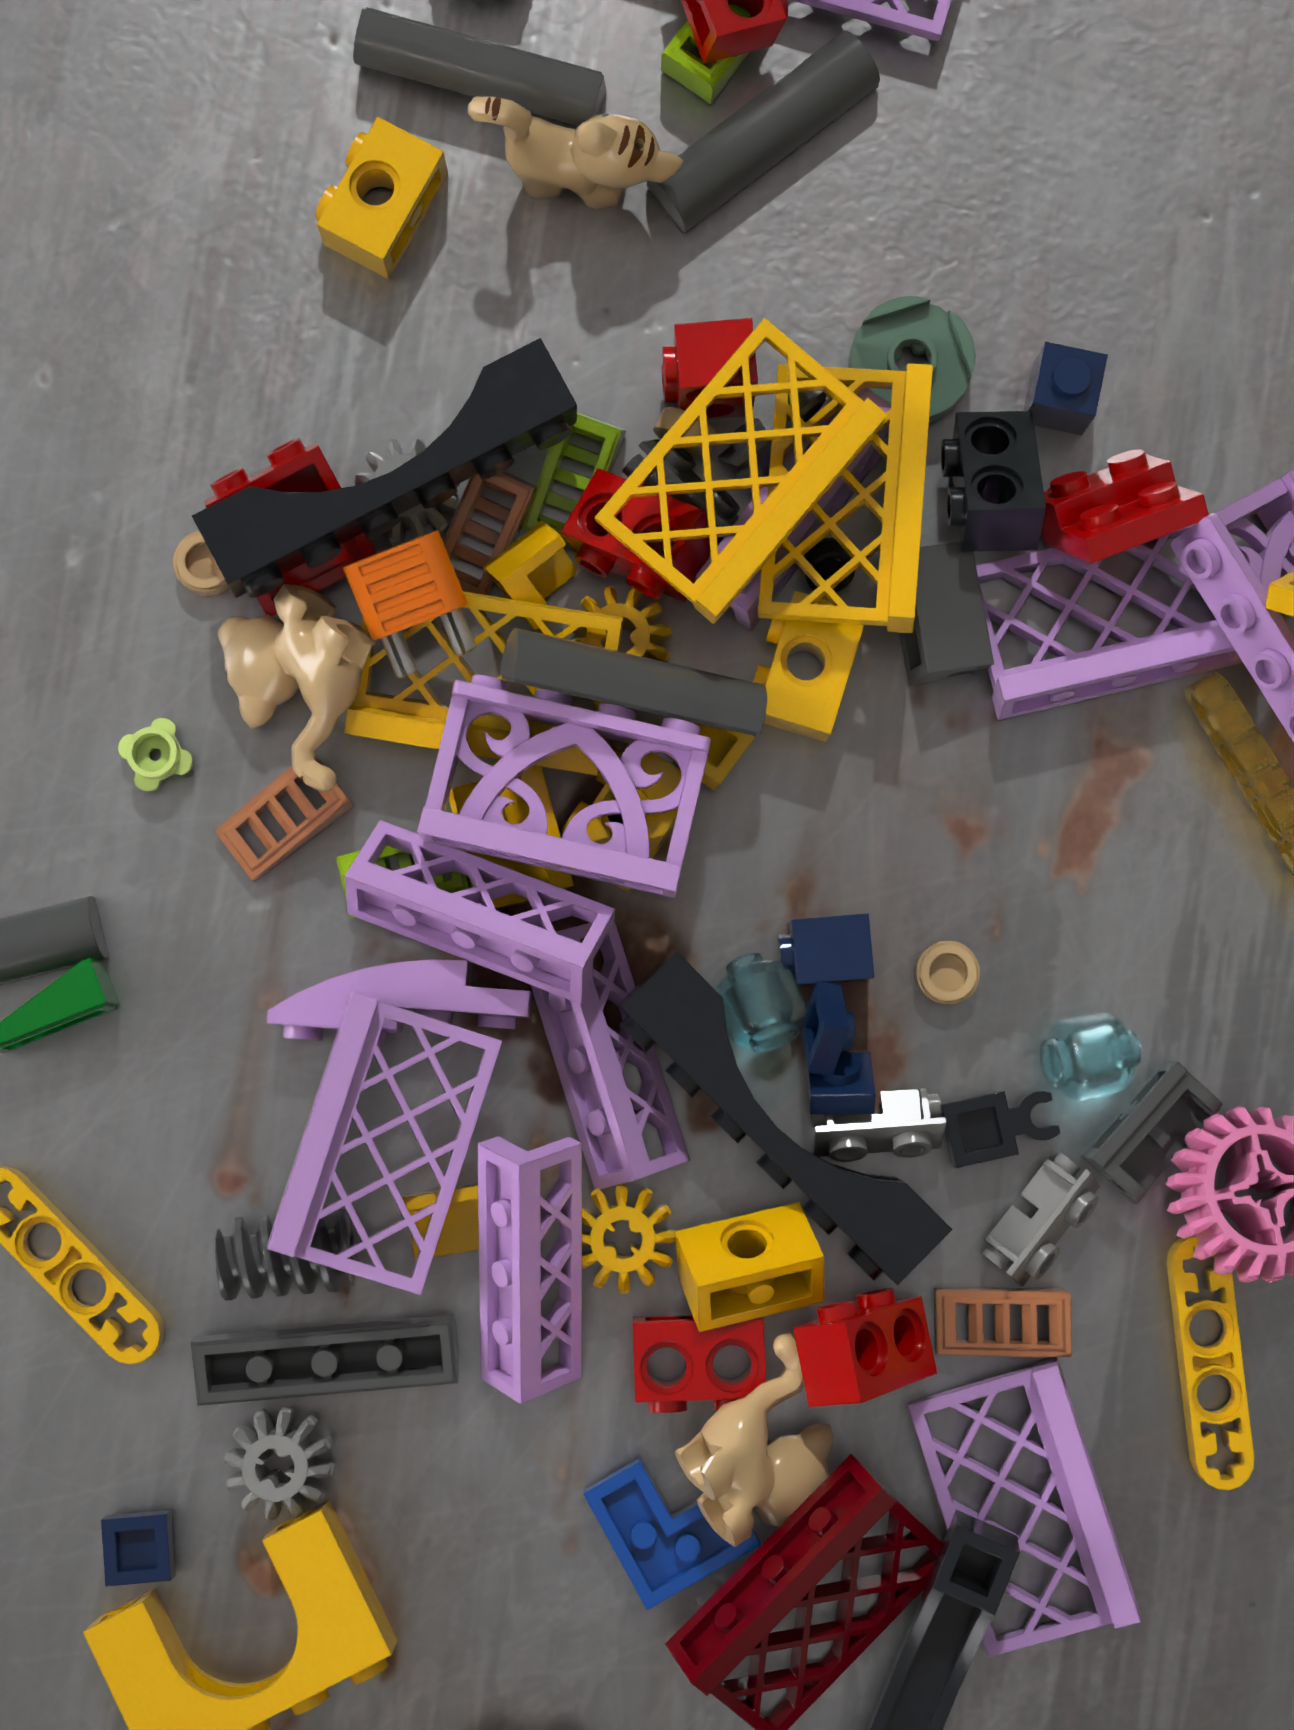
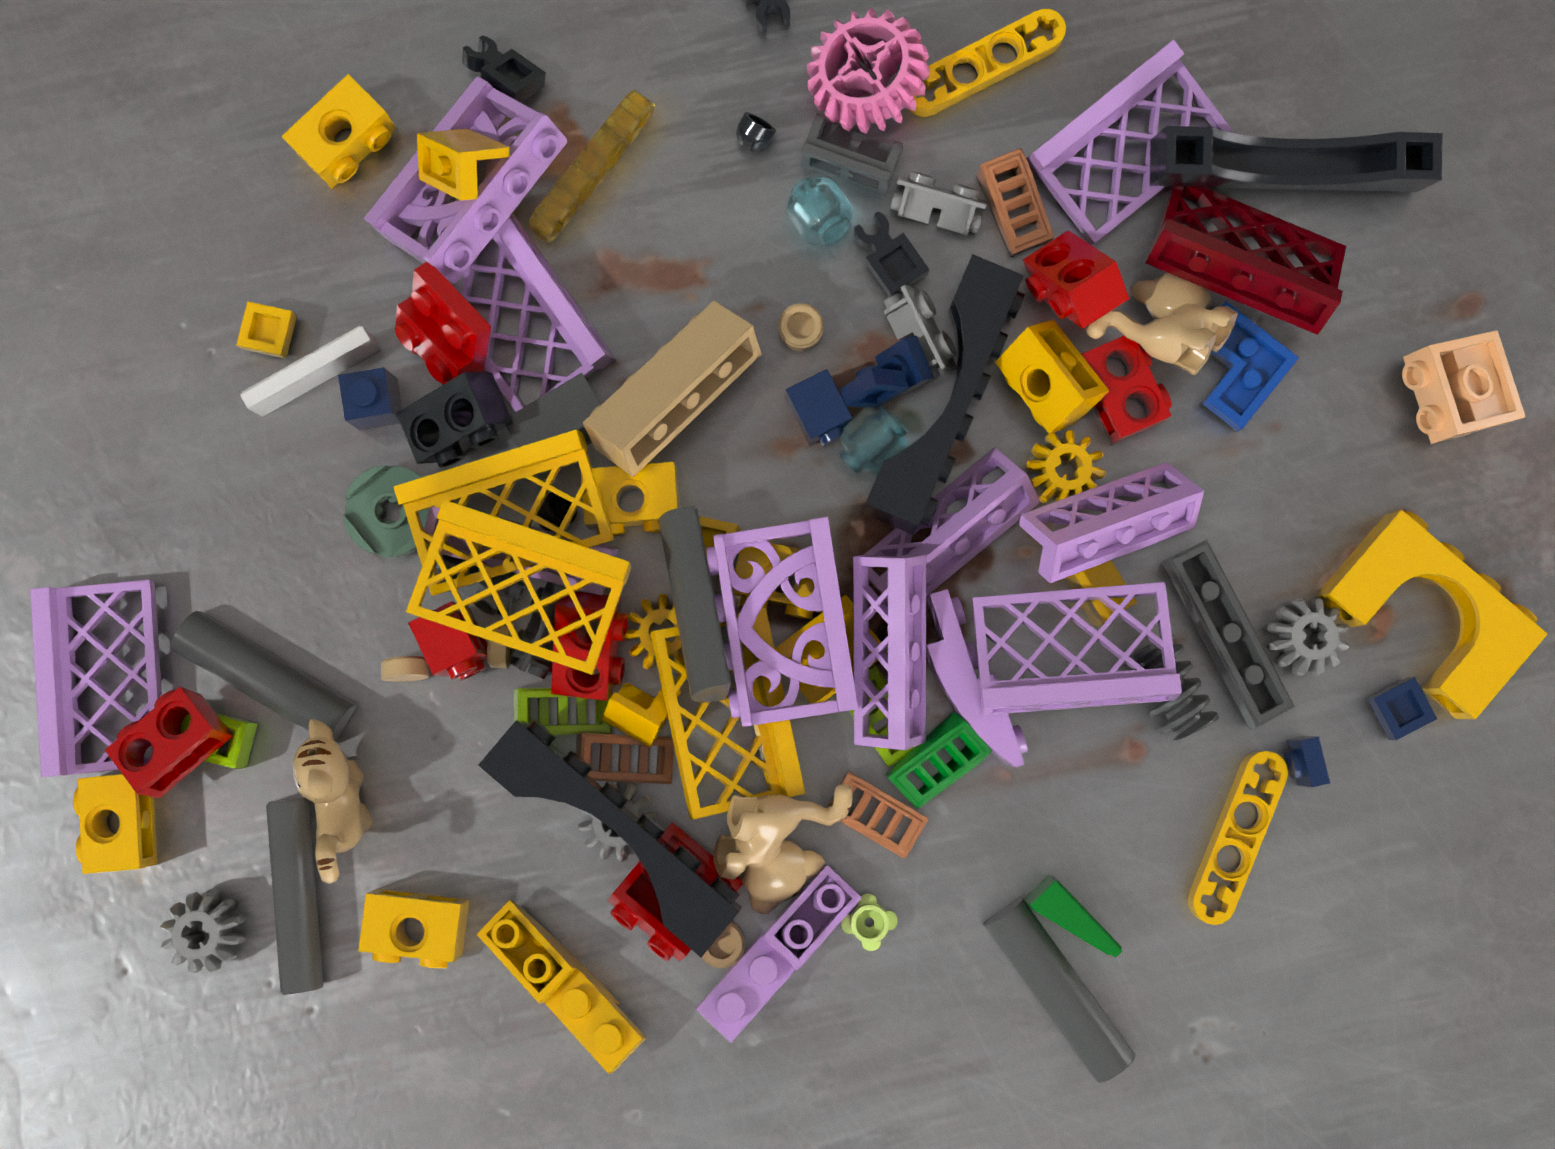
camera: 105 degrees left, 0 degrees up
(122, 1391) = (1306, 761): none -> dark blue plate
(163, 624) = (777, 953): none -> lavender slope
(235, 351) = (563, 984): none -> yellow slope
(344, 934) = (960, 764): none -> green slope
(406, 589) = (691, 787): orange piece -> none
(705, 298) = (404, 669): none -> tan tile
(926, 770) = (672, 388): none -> tan brick
(1130, 327) = (310, 371): none -> white tile
(1206, 293) = (266, 330): none -> yellow plate
(1232, 1016) = (755, 130): none -> black hinge

